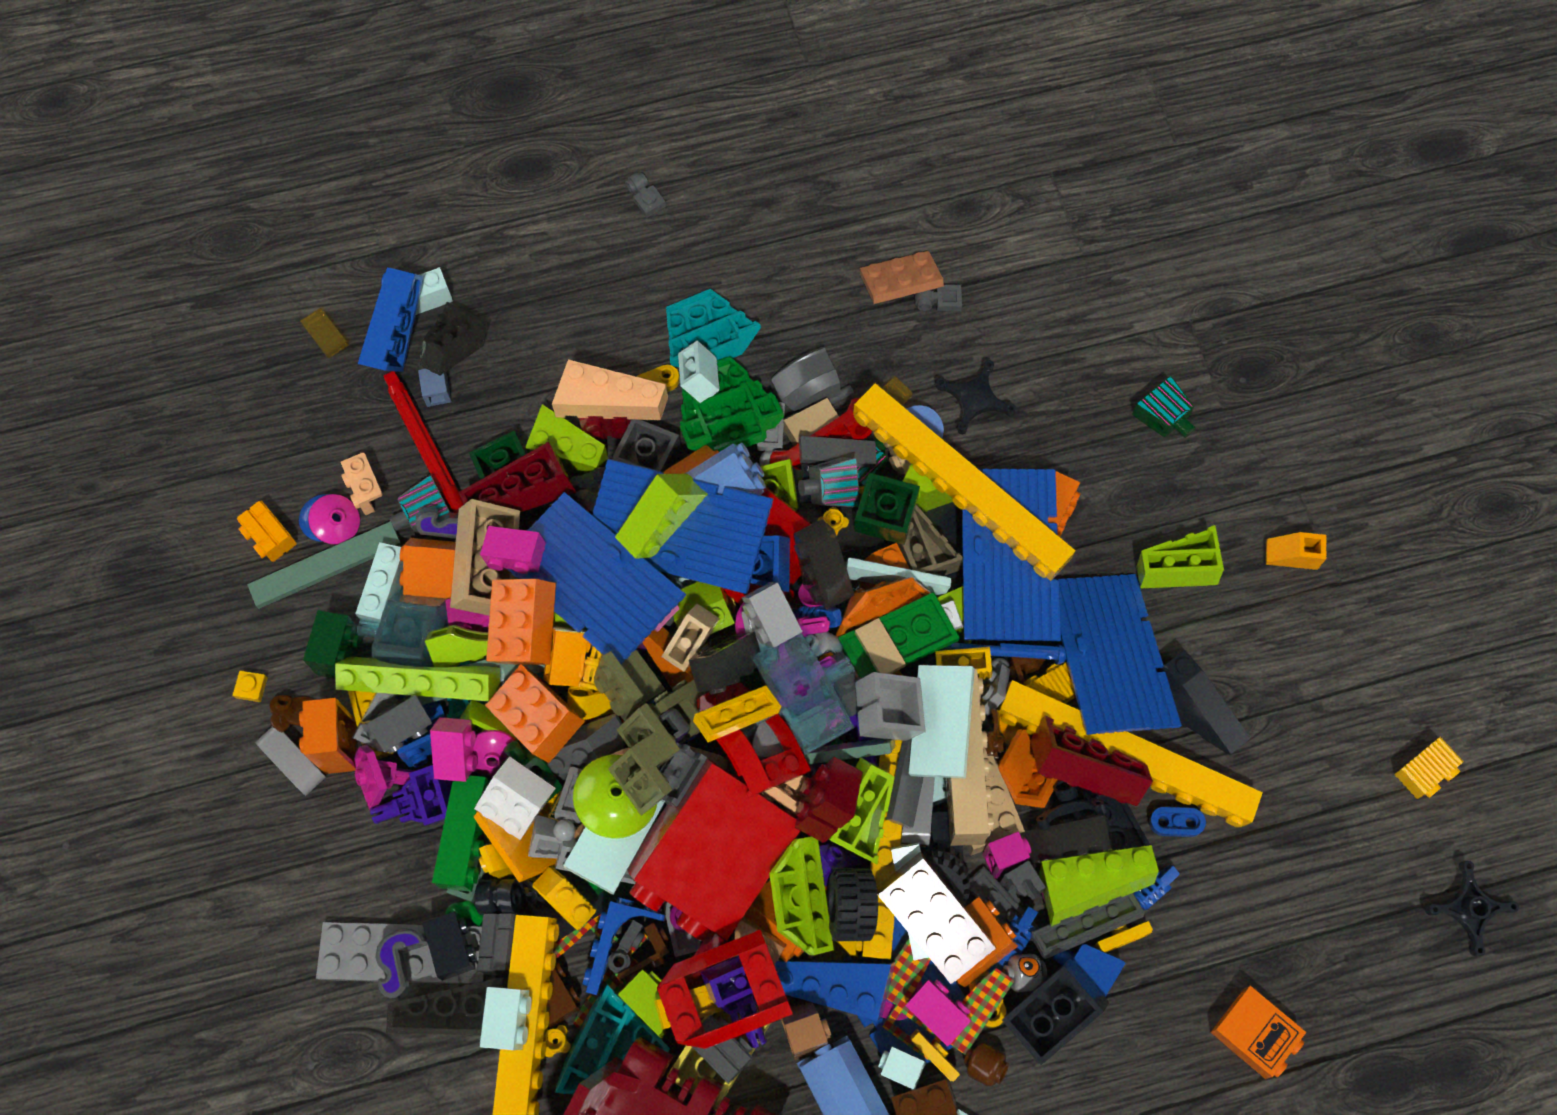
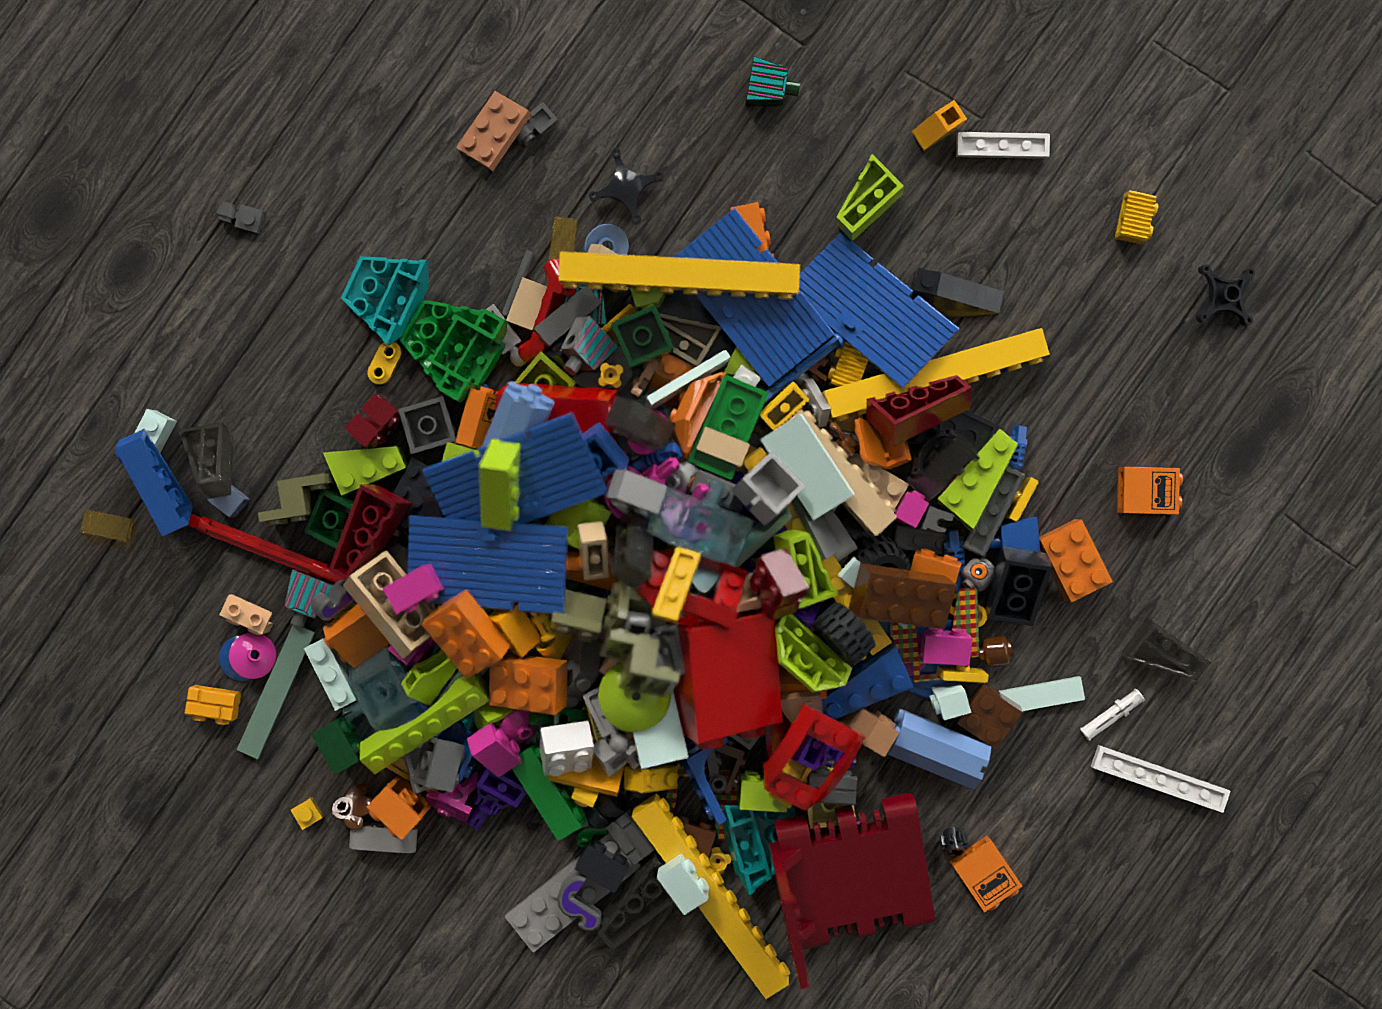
camera: 40 degrees left, 20 degrees up
(487, 421) = (296, 499): none -> olive bracket
(607, 393) = (363, 417): light nougat wedge -> none
(698, 371) = (415, 336): light aqua brick -> none
(807, 380) = (494, 273): dark grey slope -> none
(862, 549) = (640, 384): none -> medium nougat wing
(1131, 1038) = (1074, 560): none -> orange brick
(1176, 821) = (998, 392): blue plate -> none
(1344, 612) = (1002, 145): none -> white plate

